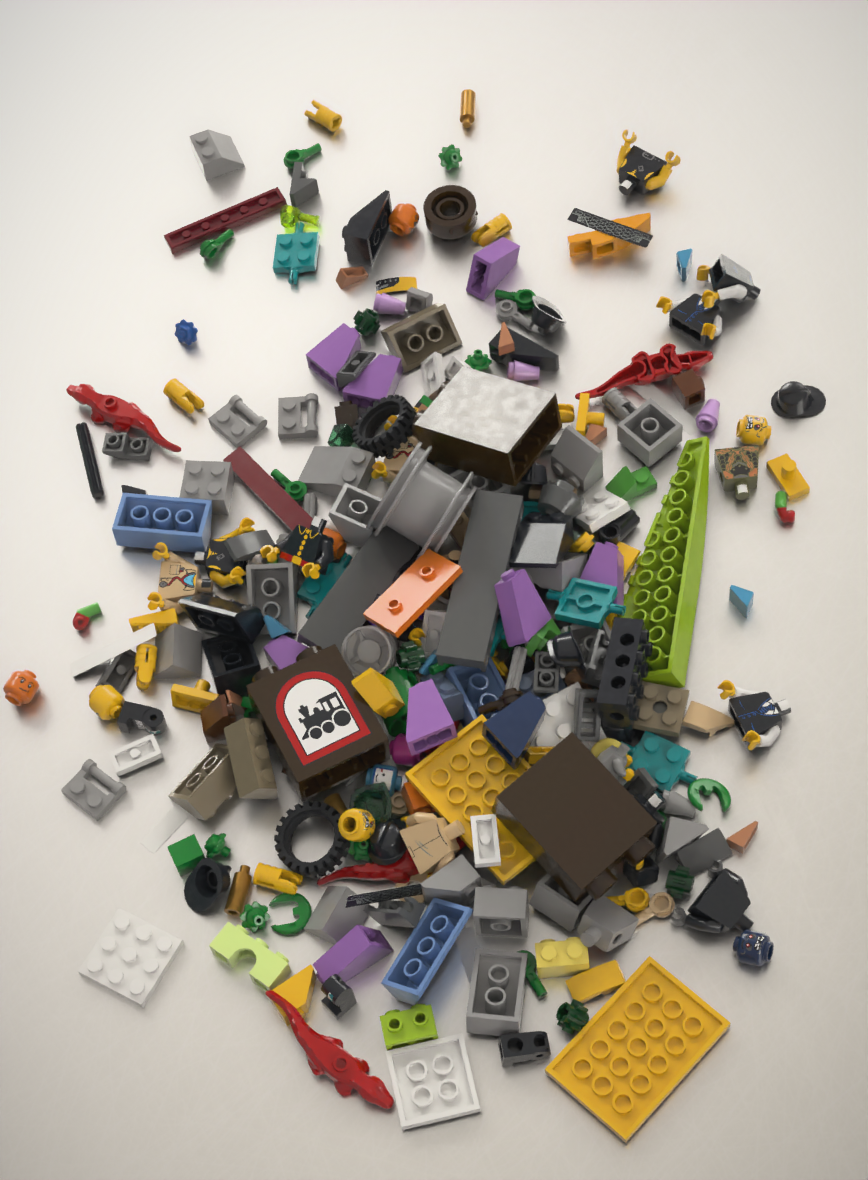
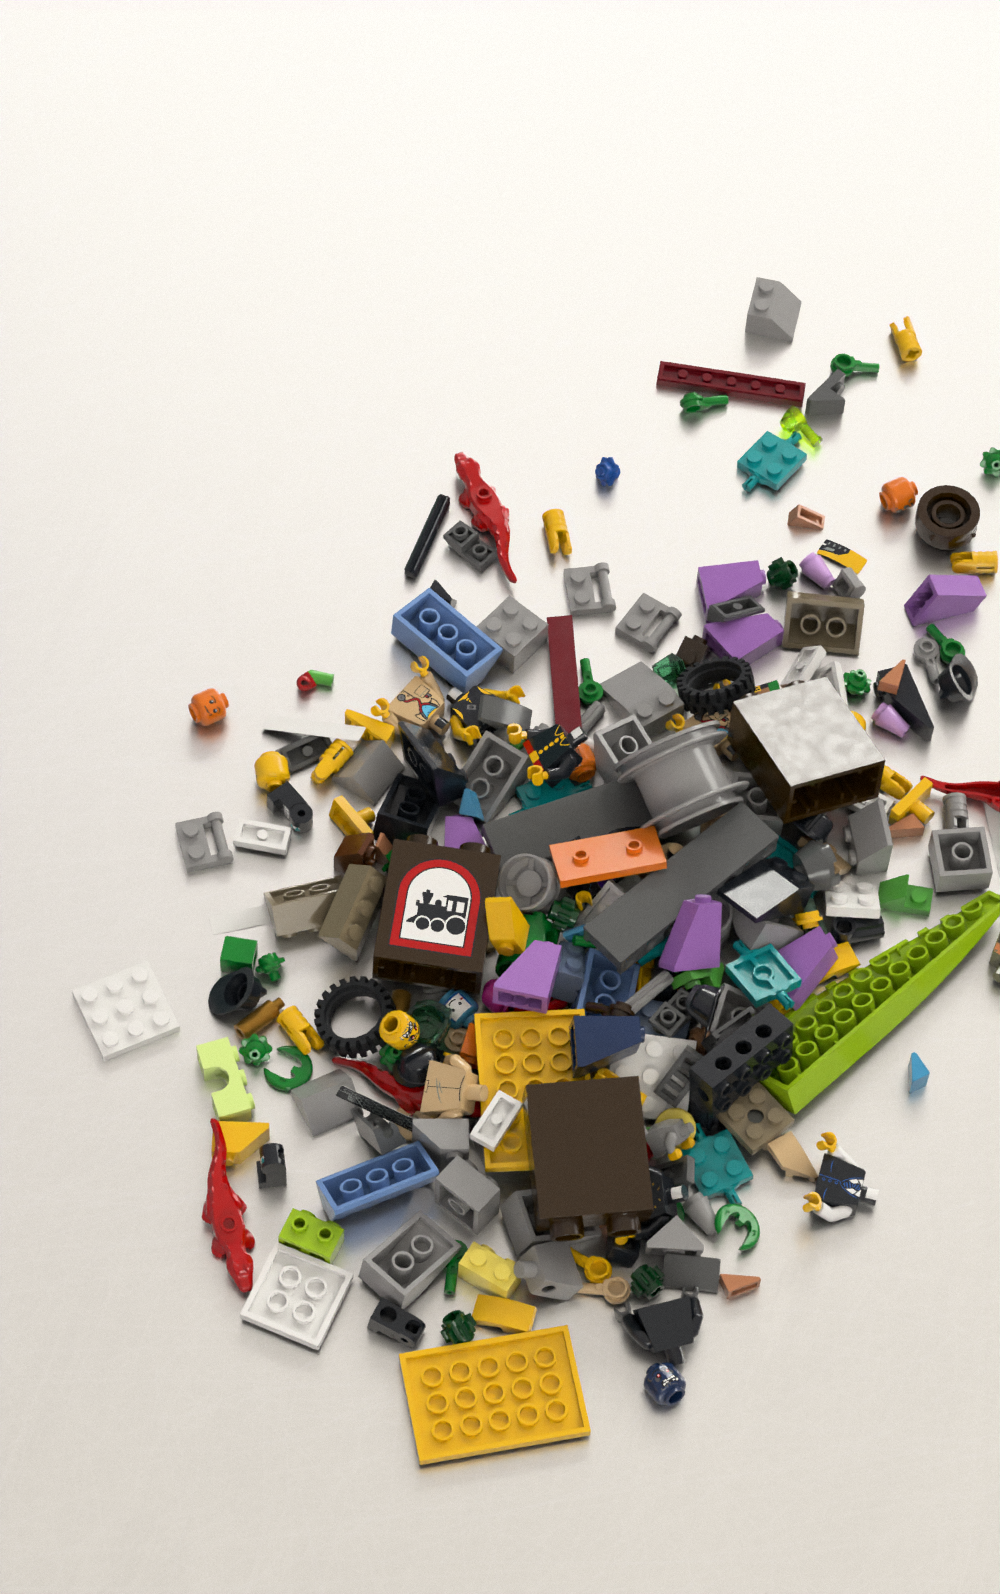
camera: 25 degrees right, 0 degrees up
(353, 954) = (314, 1140): medium lavender slope -> none
(367, 230) = (853, 483): black slope -> none

